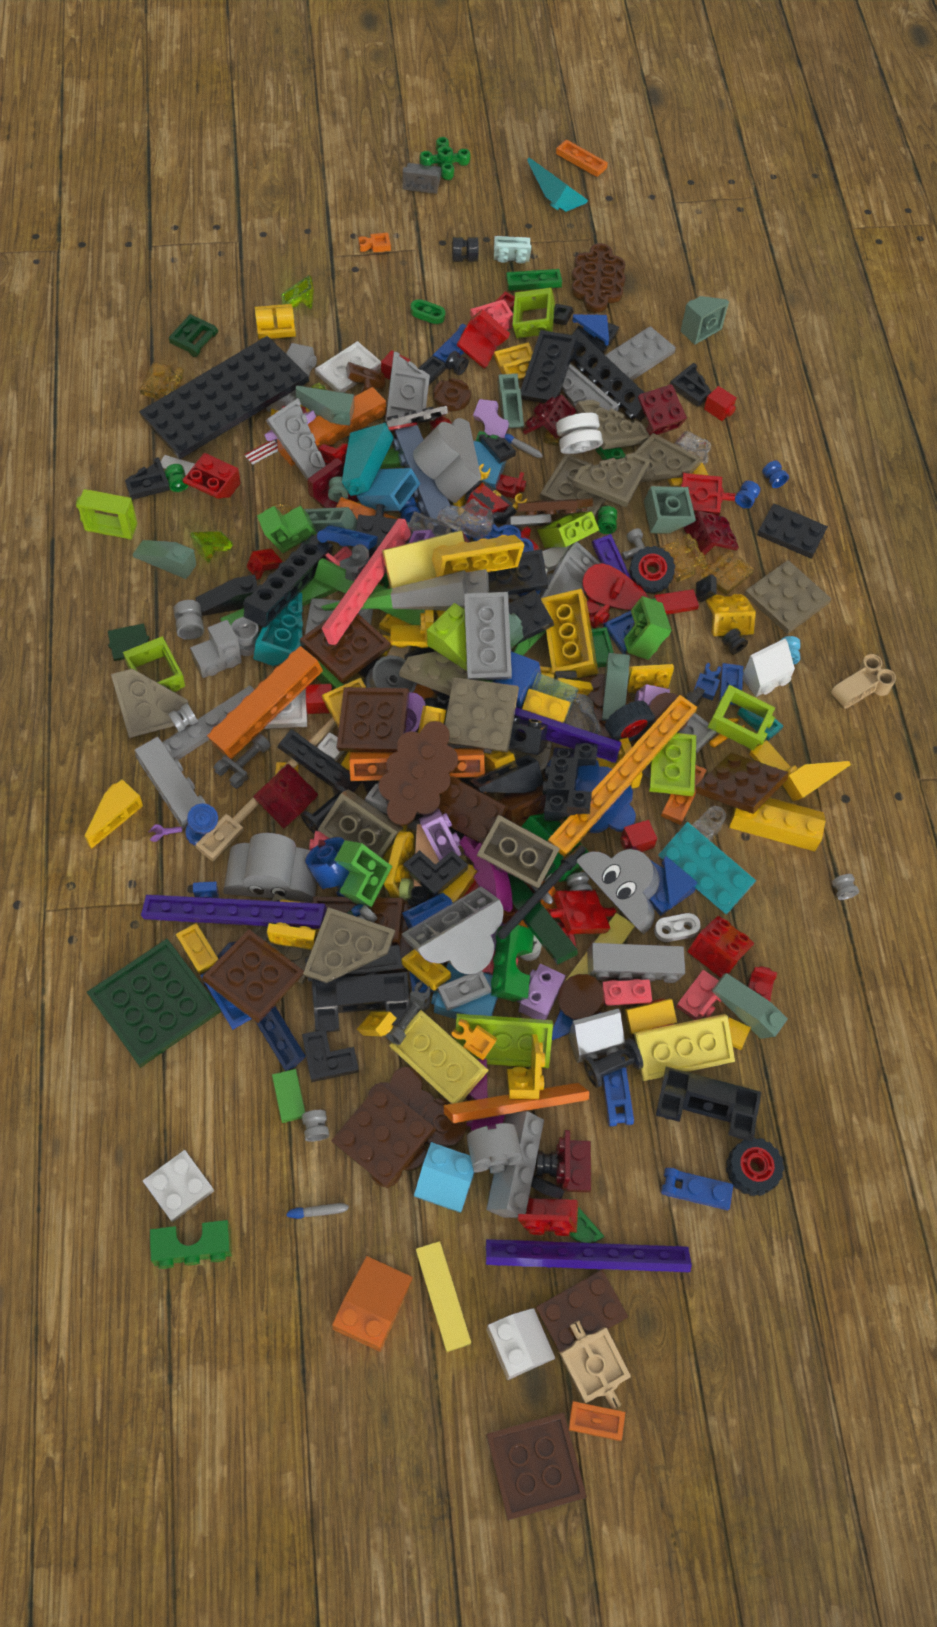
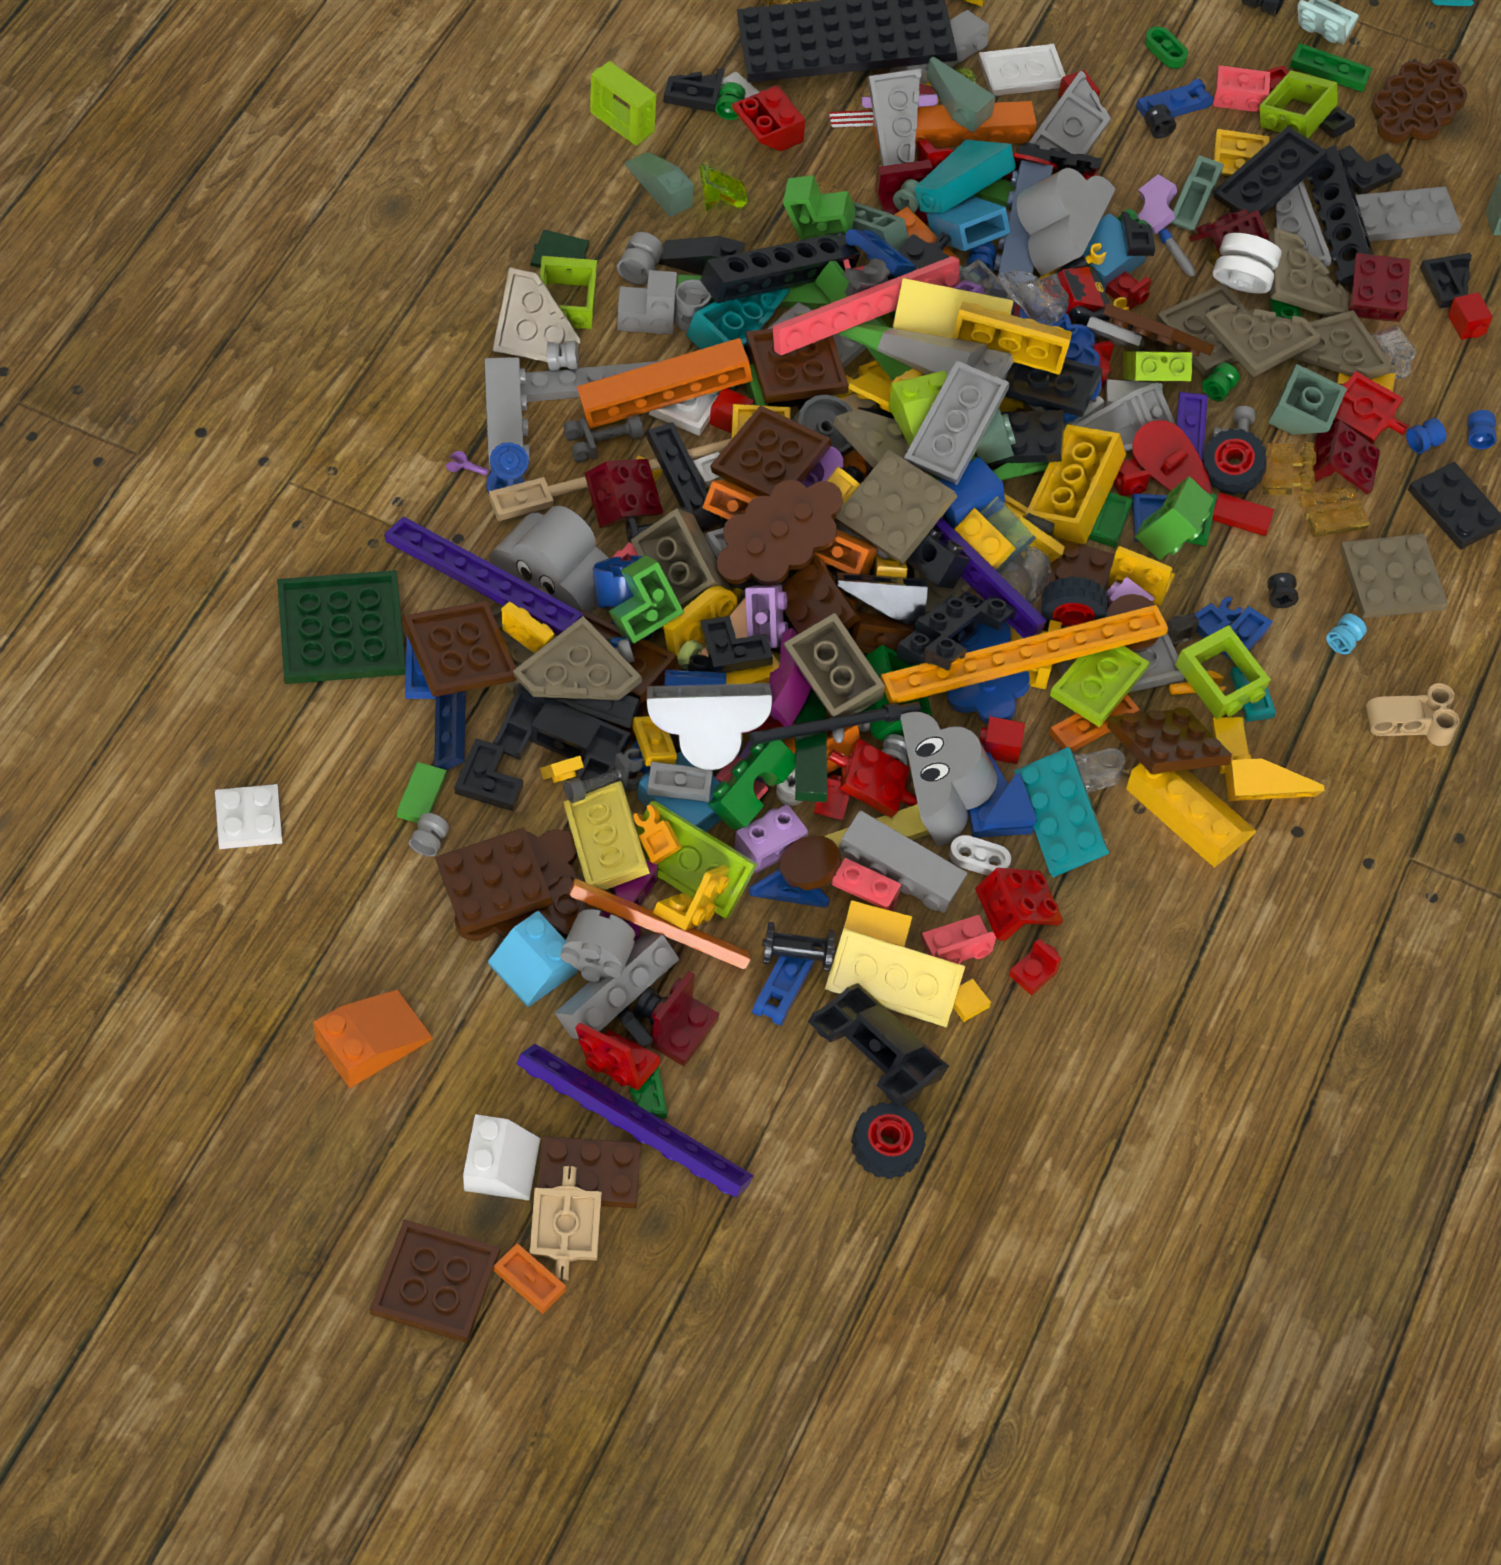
camera: 30 degrees right, 5 degrees down
(114, 809) = (425, 415): yellow slope -> none
(197, 948) = (422, 591): yellow plate -> none
(206, 889) = (471, 542): blue plate -> none
(213, 1245) = (244, 887): green arch -> none
(263, 560) = (767, 234): red bracket -> none
(299, 1212) = (375, 918): light grey piece -> none
(364, 375) = (1033, 86): reddish brown plate -> none
(433, 367) = (1124, 117): black tile -> none
(443, 1297) = (451, 1072): light yellow tile -> none
(452, 393) = (1130, 156): reddish brown tile -> none
(482, 338) = (1208, 105): red bracket -> none
(594, 325) = (1367, 152): blue tile -> none
(597, 1035) = (800, 905): slope -> none
(615, 683) = (1096, 552): sand green slope -> none
(697, 1189) = (807, 1128): blue plate -> none
(706, 588) = (1290, 514): black plate -> none
(731, 613) = (1301, 557): yellow bracket -> none
(750, 1007) = (1000, 974): sand green slope -> none
(769, 668) = (1300, 637): white slope -> none
(845, 886) = (1219, 919): light grey wheel -> none

